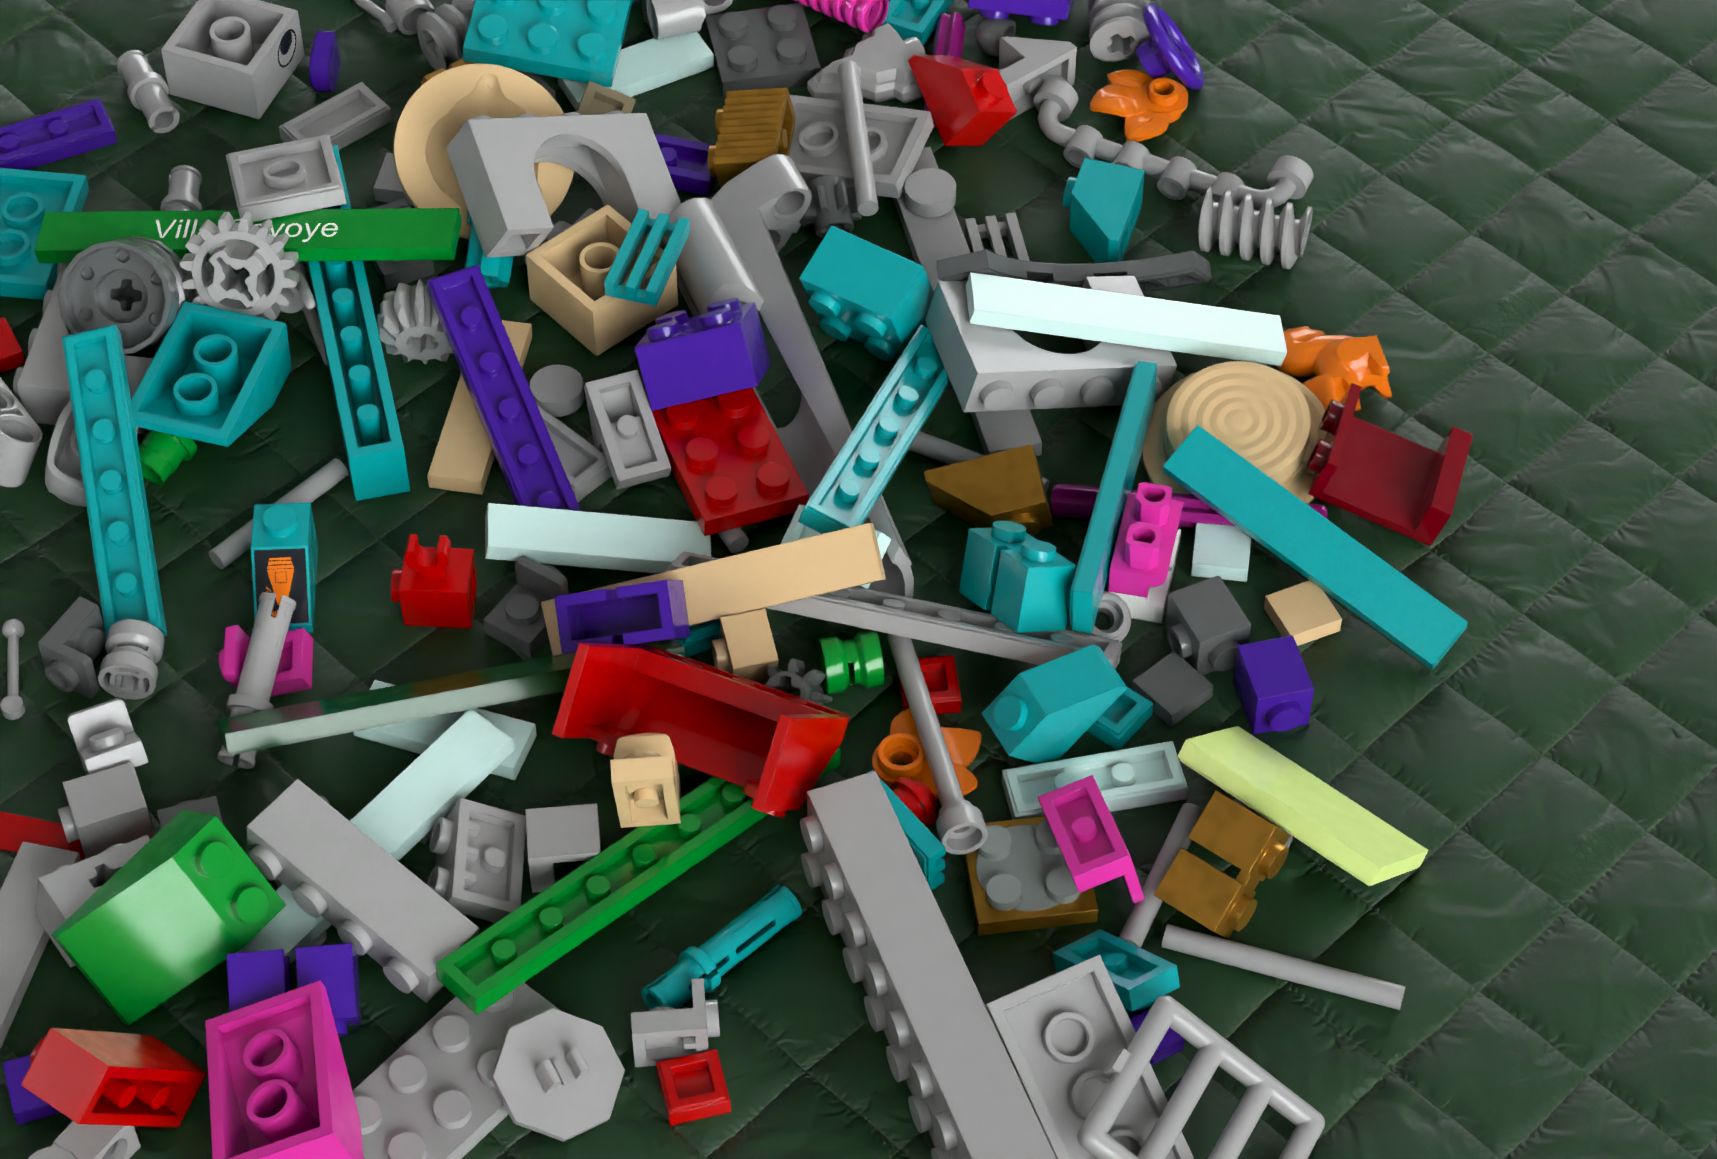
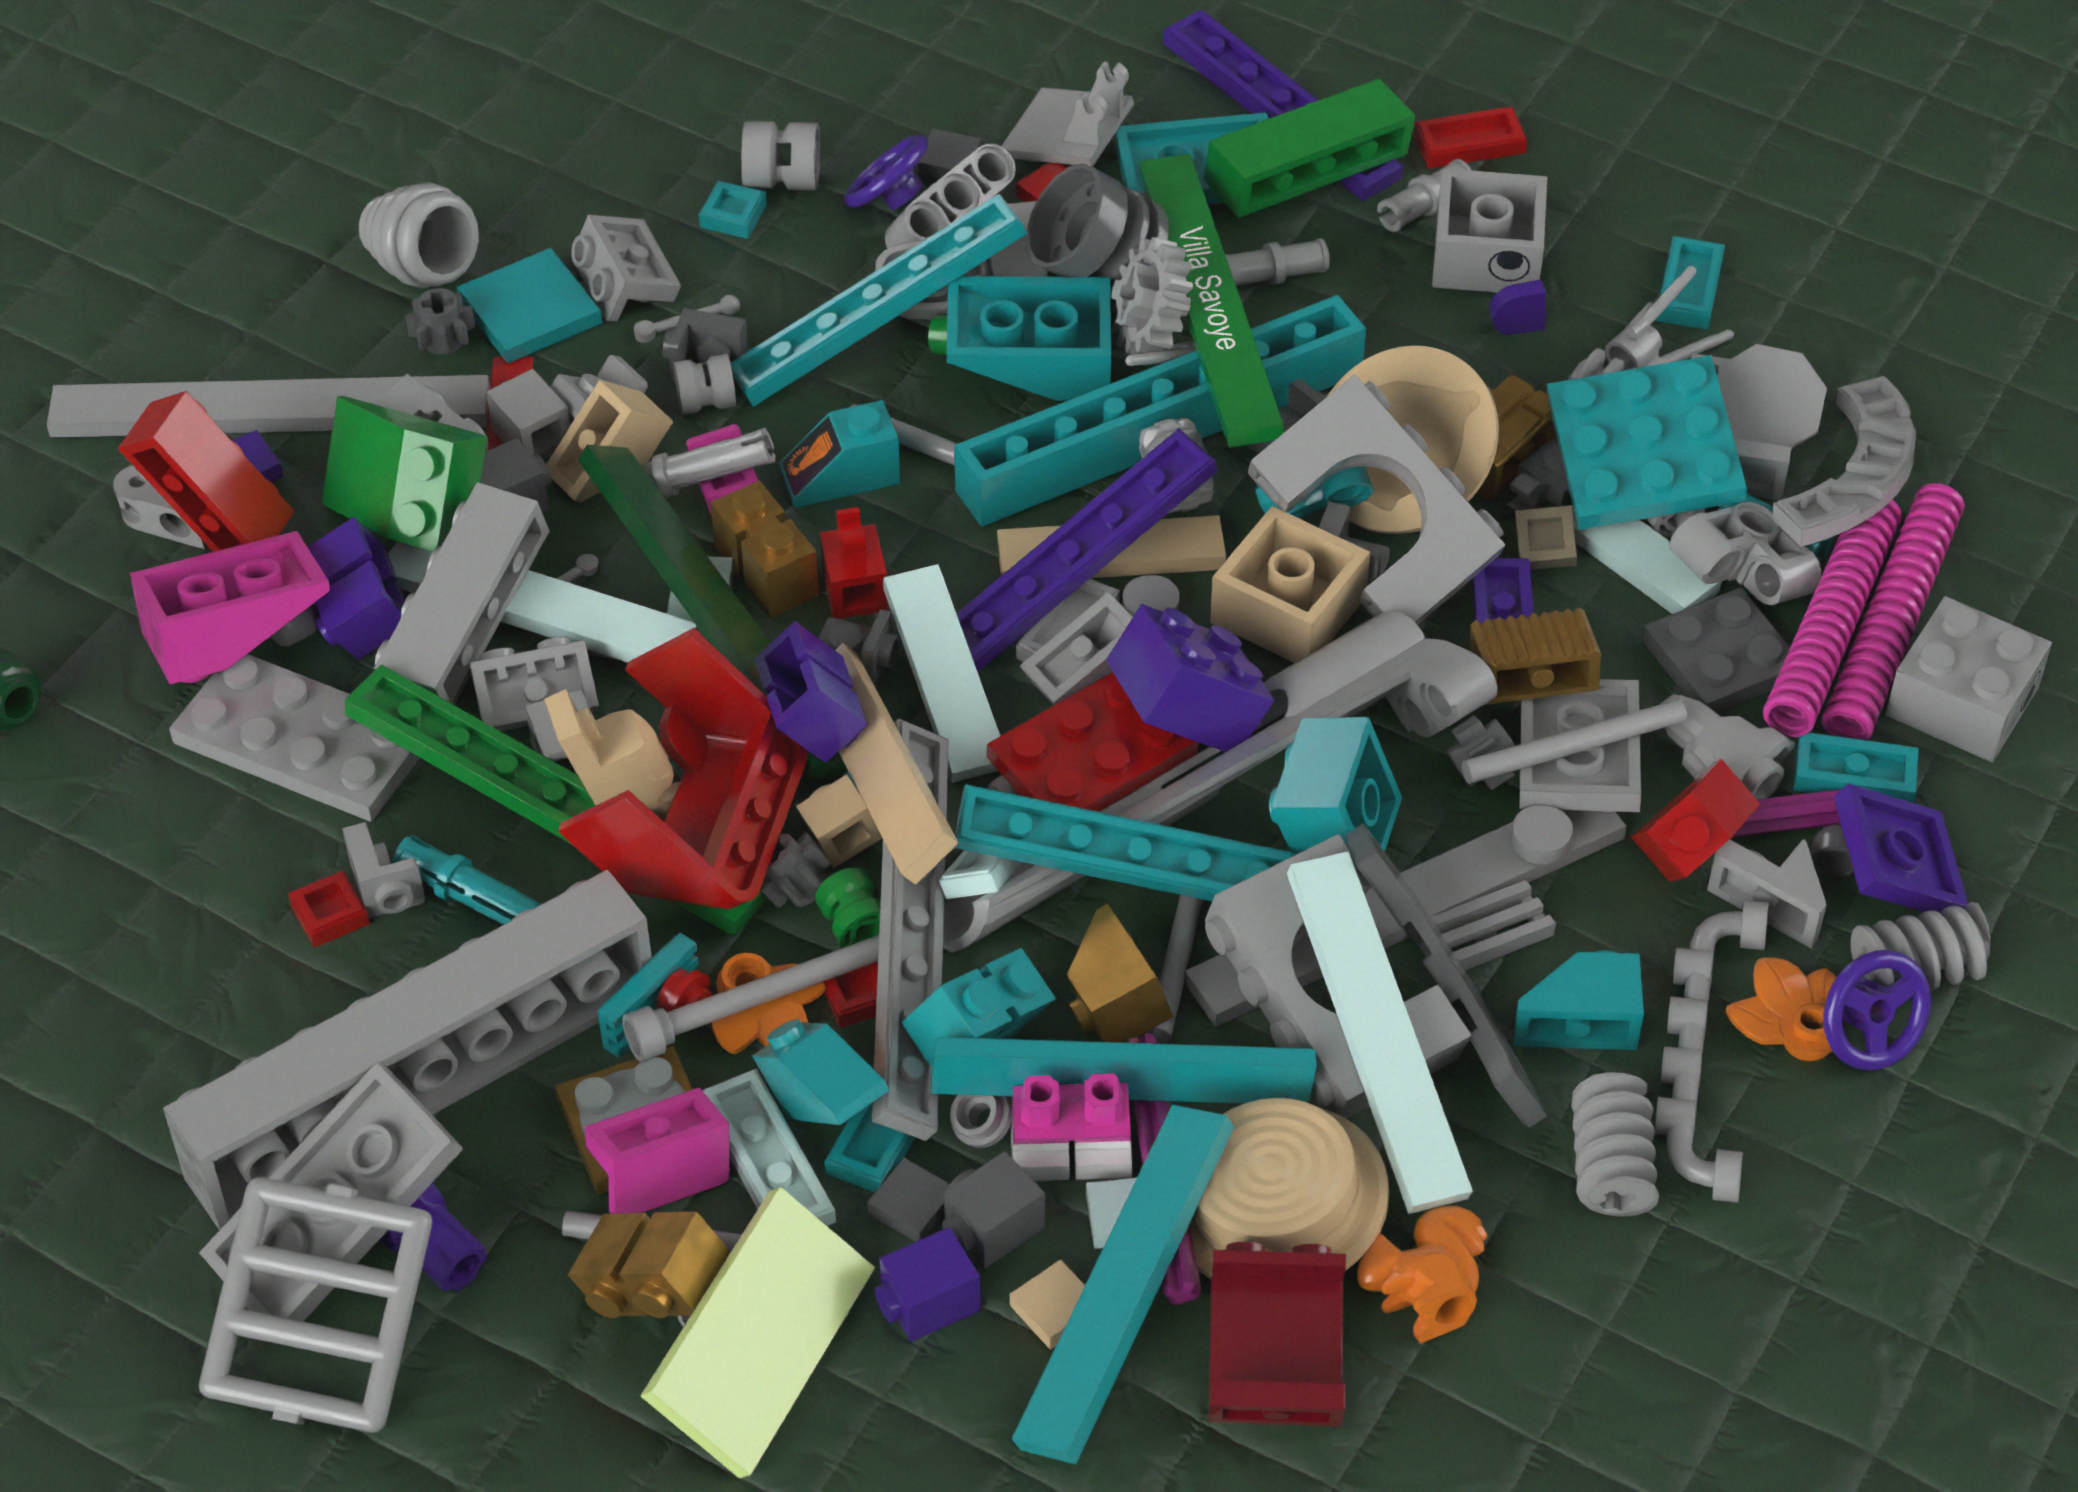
camera: 75 degrees right, 0 degrees up
(67, 134) = (1308, 147): none -> green brick
(81, 50) = (1470, 137): none -> red tile
(176, 748) = (608, 418): none -> tan slope
(286, 178) = (1284, 295): light grey tile -> none
(342, 117) = (1443, 331): light grey tile -> none
(405, 625) = (765, 549): none -> pearl gold piece
(558, 1074) = (309, 798): light grey piece -> none
(656, 228) = (1295, 587): teal tile -> none
(1134, 971) = (506, 1202): teal plate -> none
(1283, 967) = (565, 1386): light grey bar -> none

